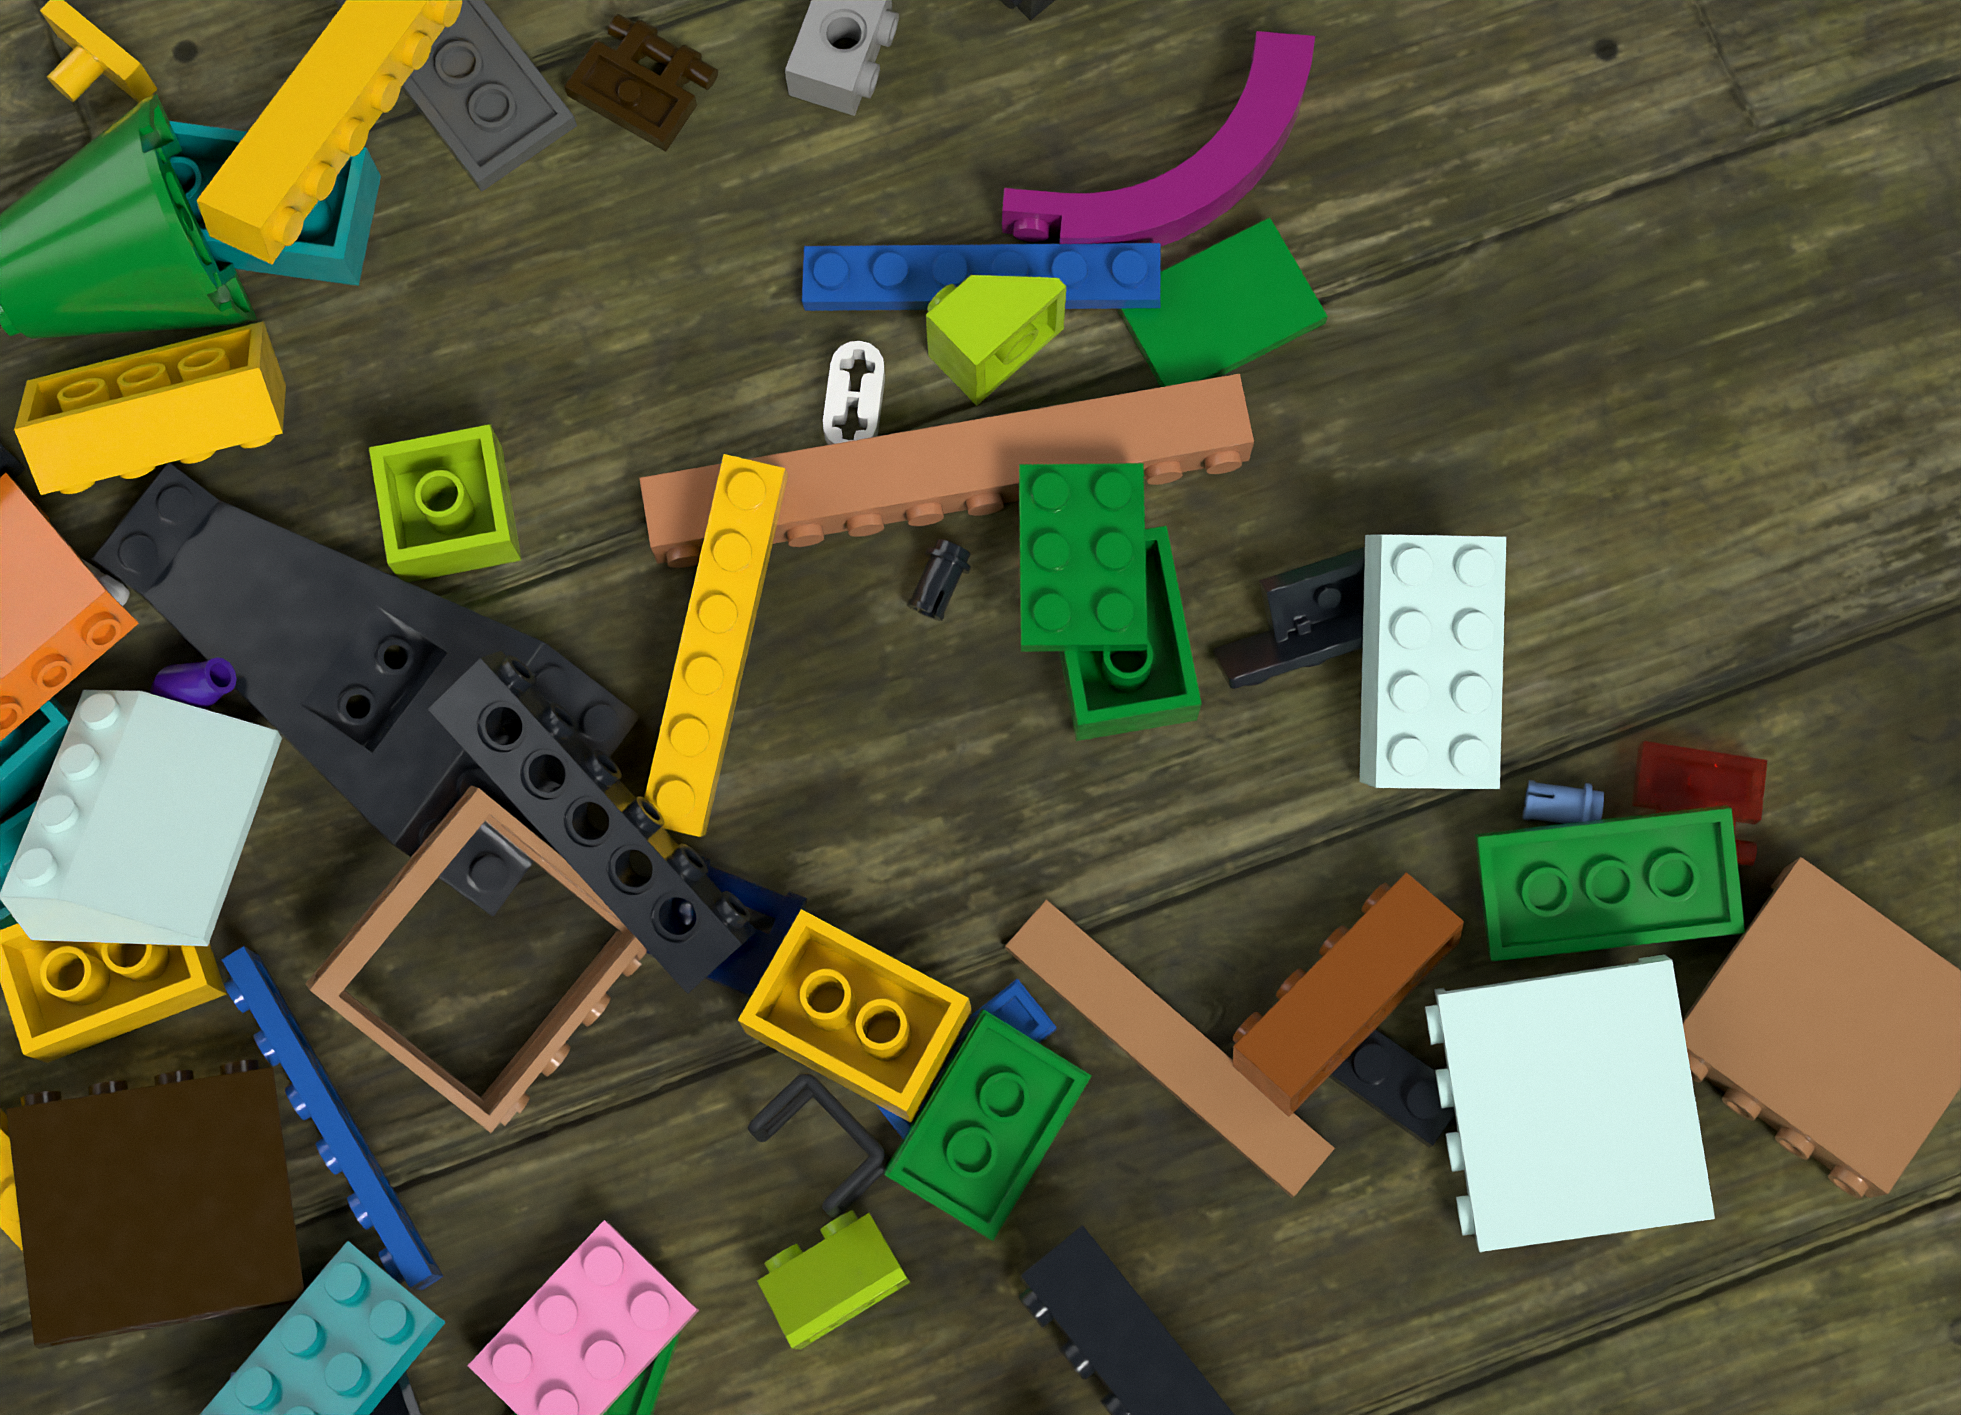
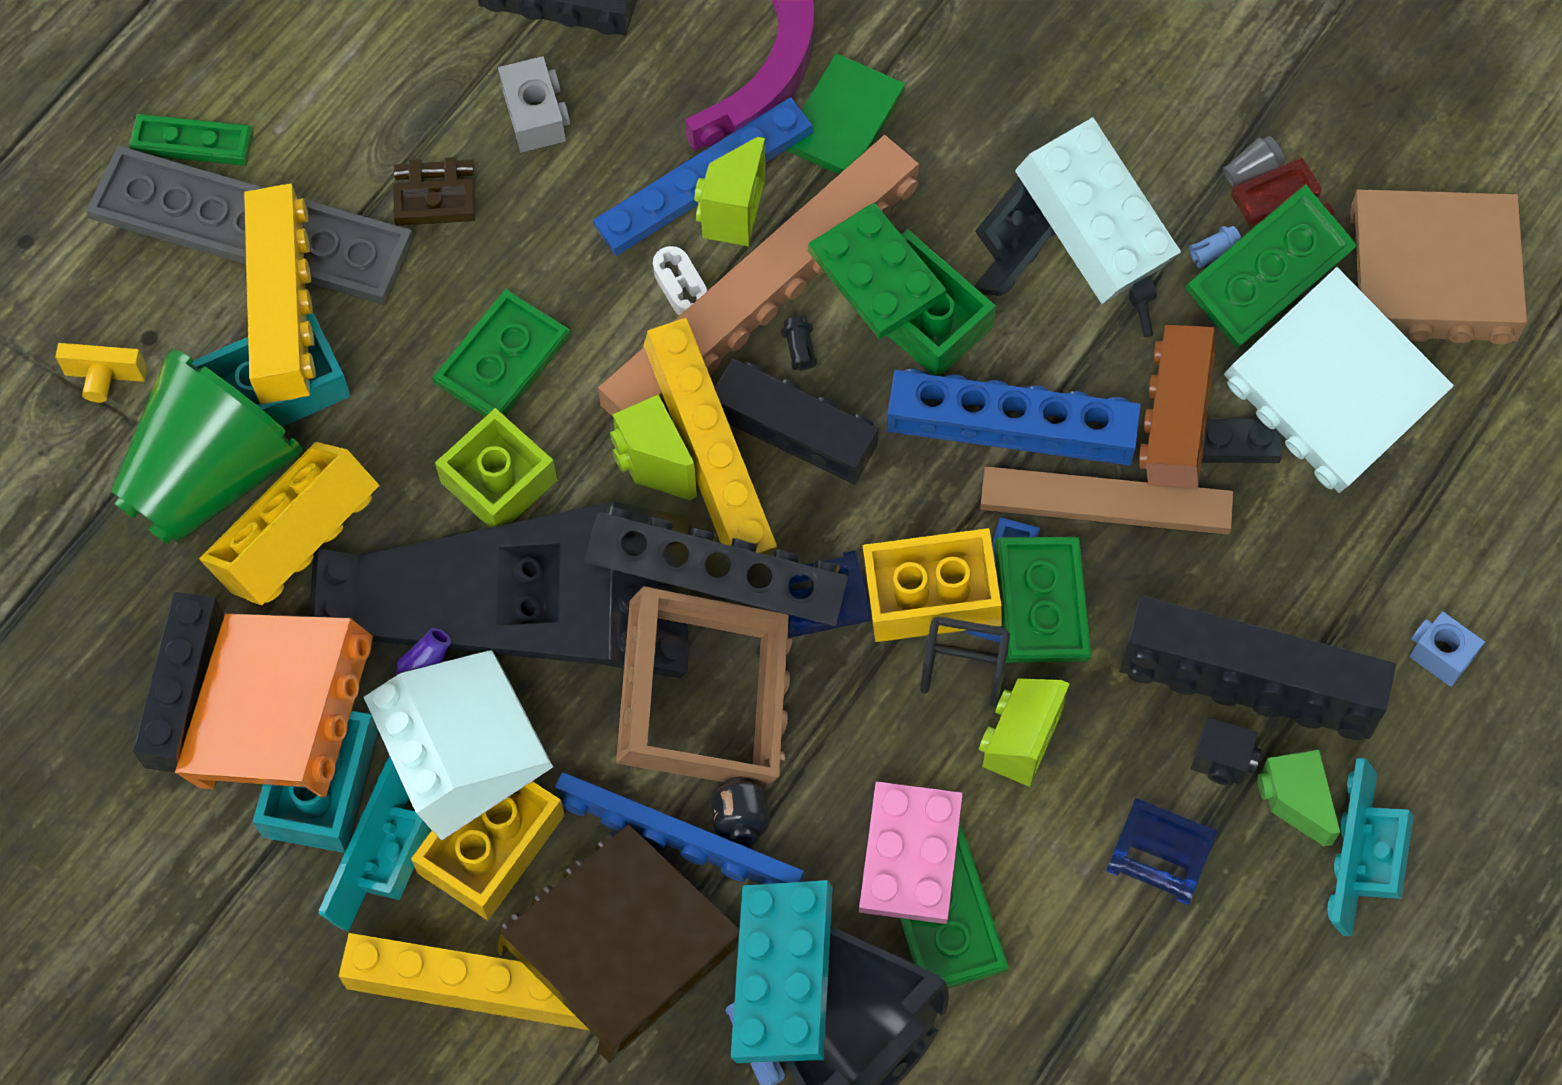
camera: 35 degrees left, 10 degrees down
(422, 1139) = (740, 811): none -> black head
(571, 353) = (501, 355): none -> green tile
(647, 596) = (653, 449): none -> lime slope
(854, 678) = (796, 421): none -> black brick
(1031, 735) = (1027, 433): none -> blue brick
(1415, 804) = (1139, 296): none -> black hand
(1702, 723) = (1254, 161): none -> dark grey cone

